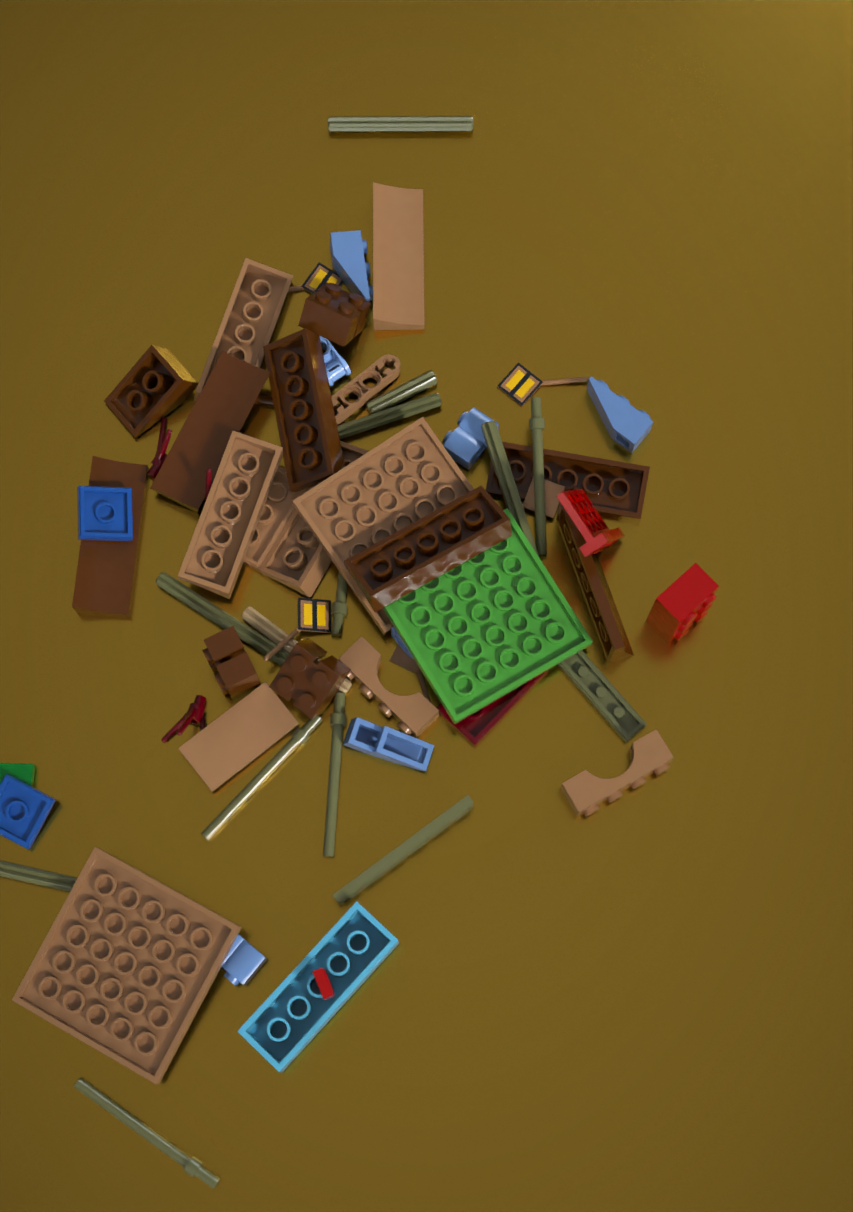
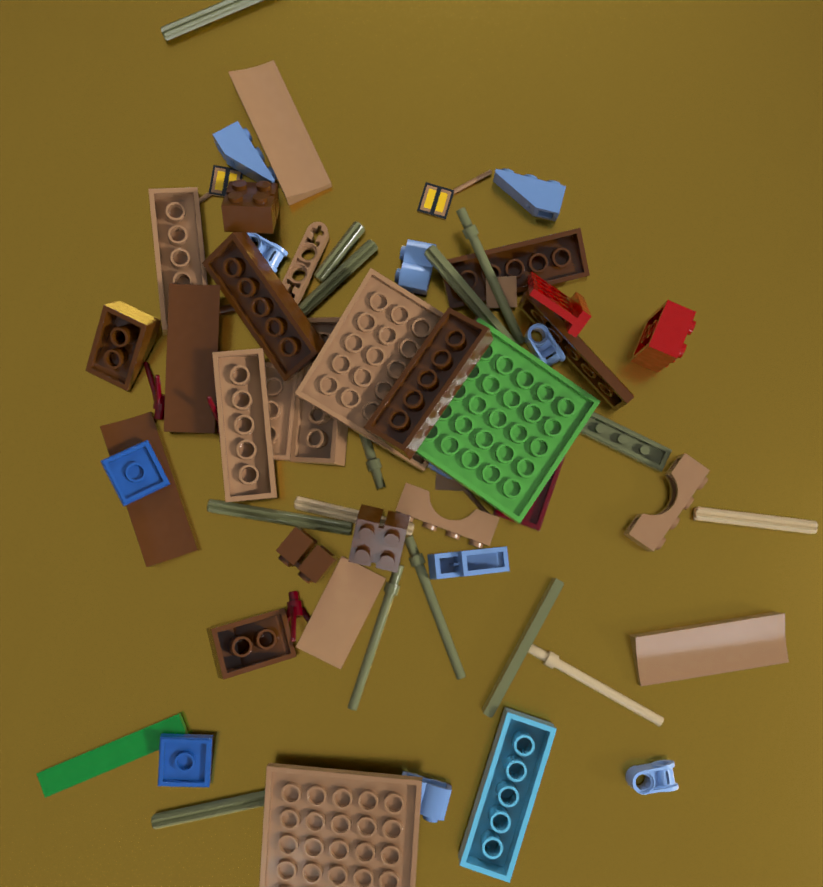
camera: 25 degrees left, 10 degrees up
(136, 725) = (251, 643): none -> reddish brown slope
(312, 615) = (354, 481): piece -> none
(324, 983) = (515, 797): red tile -> none
(427, 879) = (552, 661): none -> tan bar
(479, 1044) = (658, 777): none -> light blue piece
(562, 570) = (545, 347): none -> light blue piece
(596, 940) = (709, 648): none -> medium nougat arch
(702, 833) = (755, 520): none -> tan axle

